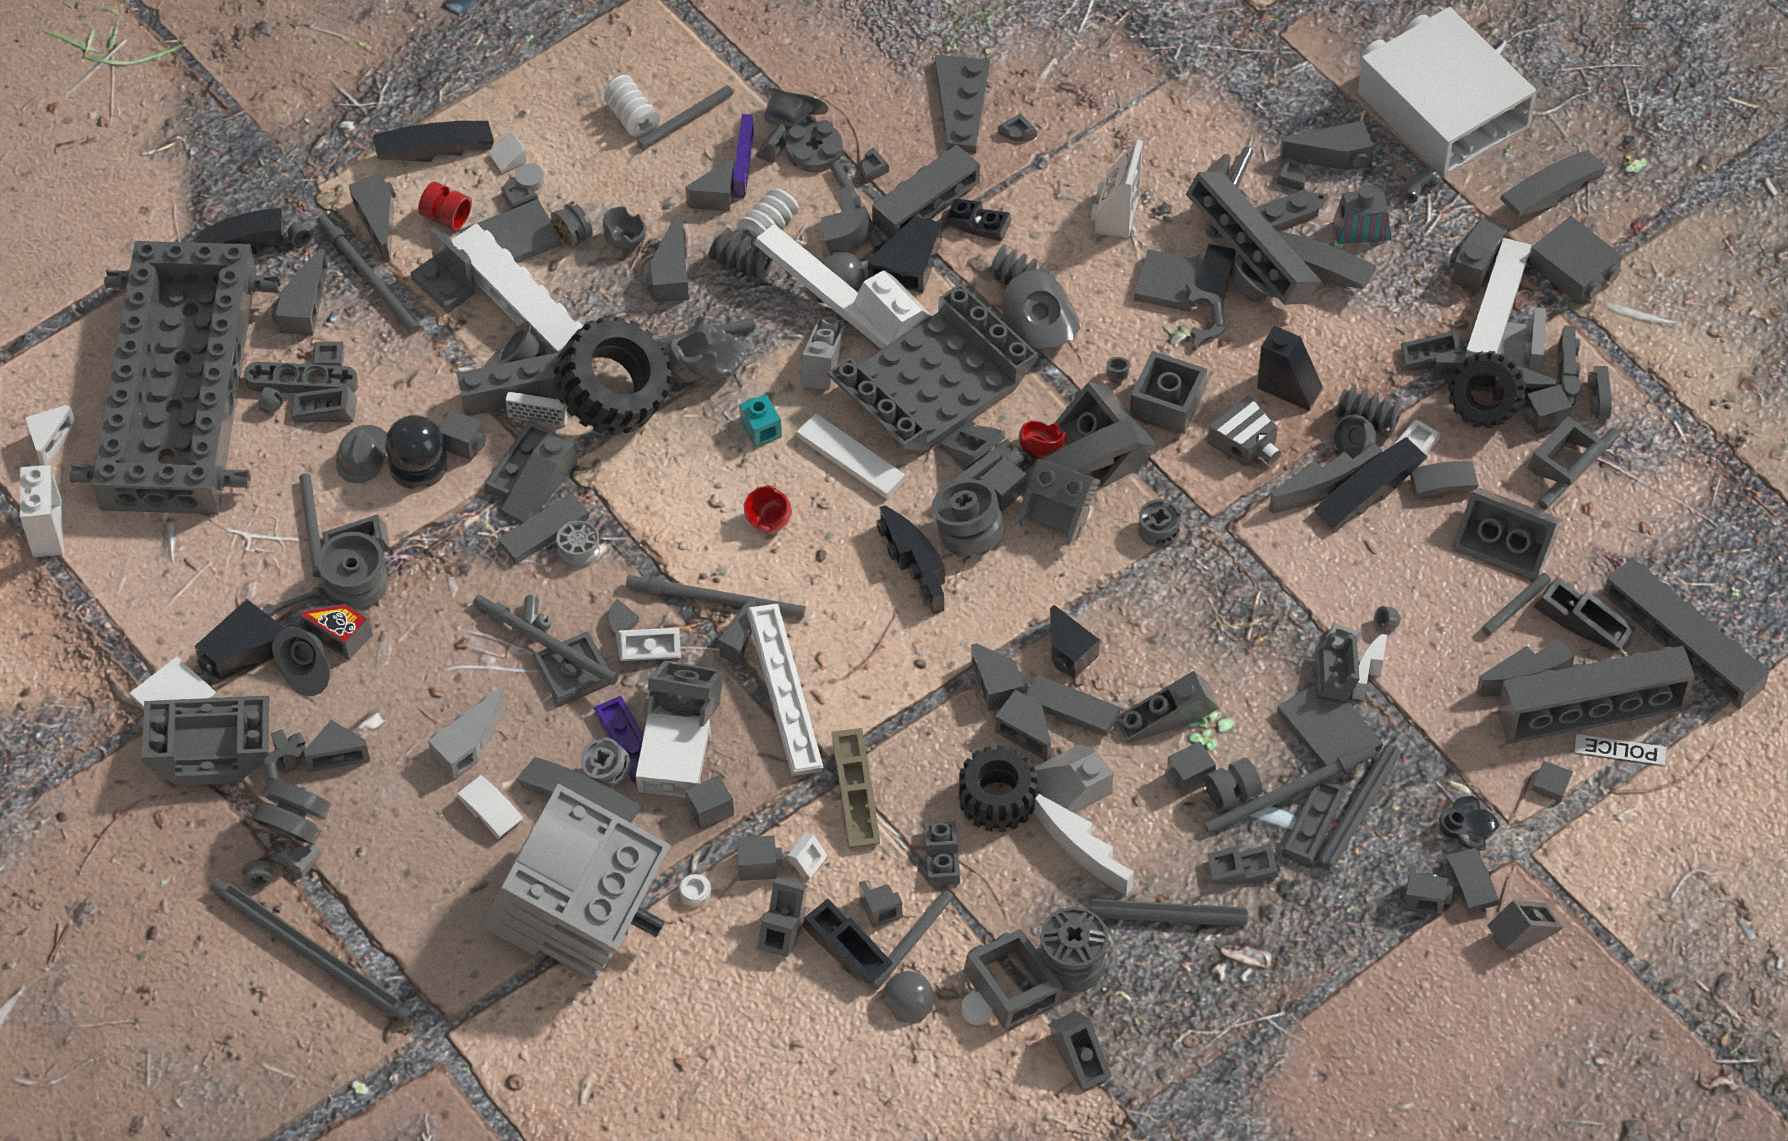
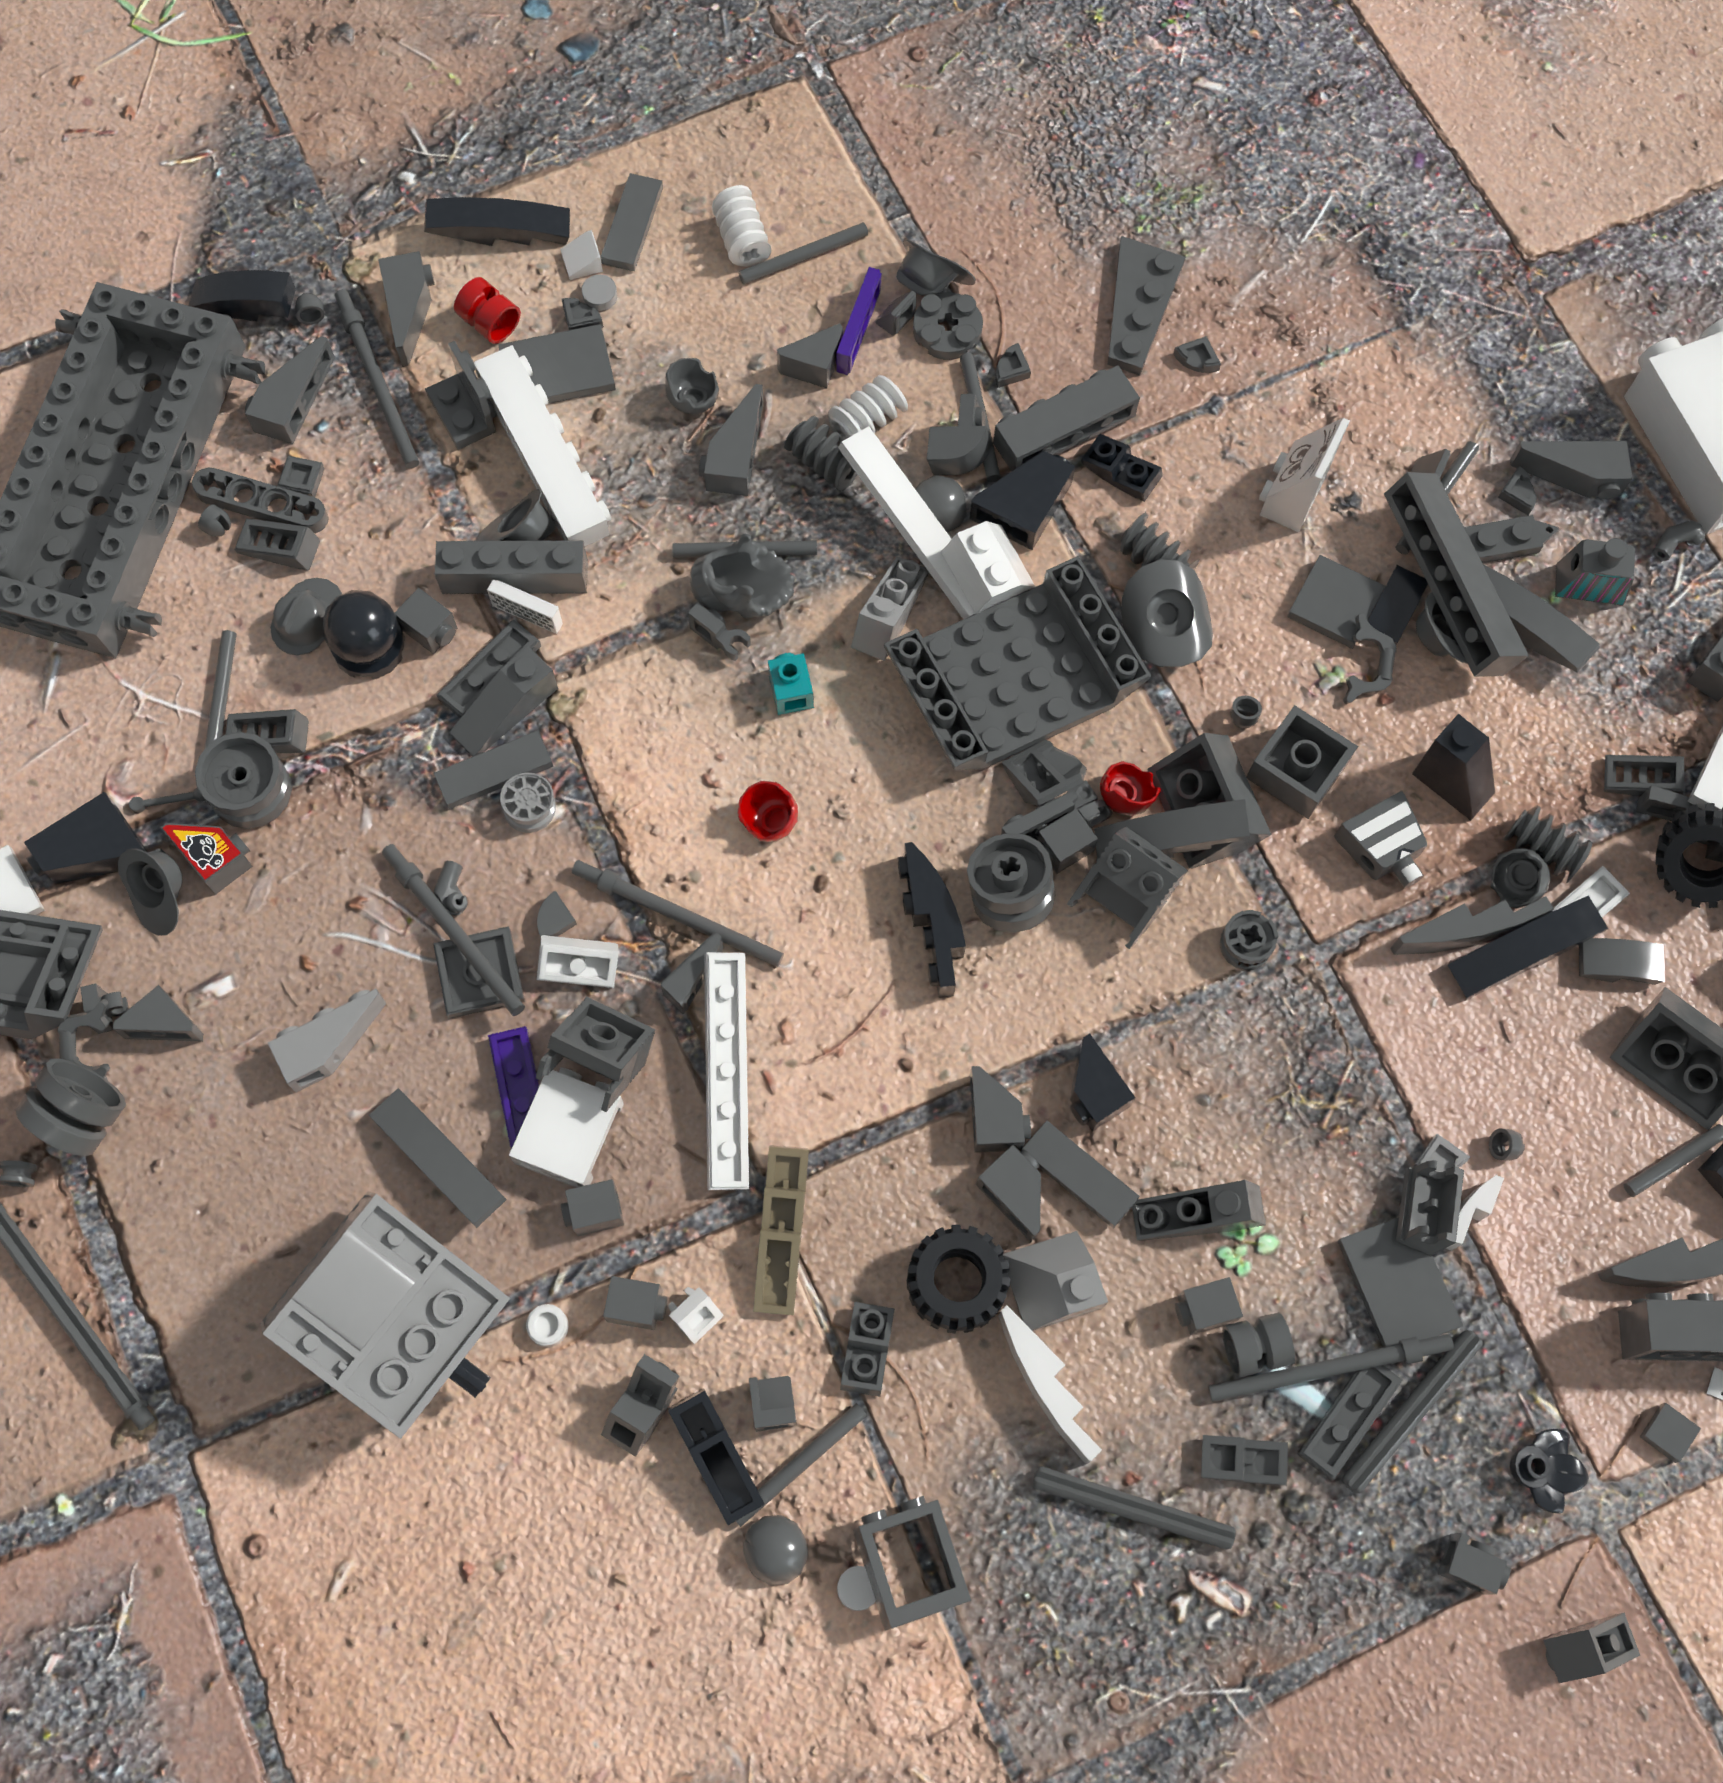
camera: 10 degrees right, 15 degrees up
(300, 858) = (77, 1166): light grey tile -> none
(490, 806) = (325, 1146): white slope -> none
(541, 121) = (632, 222): none -> dark grey tile
(571, 224) = (630, 367): dark grey wheel -> none
(604, 761) = (479, 1119): light grey wheel -> none
(631, 349) = (652, 557): black tyre -> none
(687, 394) = (712, 628): none -> dark grey plate
(851, 456) = (890, 756): white tile -> none
(1075, 947) = (993, 1570): dark grey wheel -> none
(1080, 1049) = (973, 1689): dark grey slope -> none
(1472, 880) = (1538, 1558): dark grey slope -> none

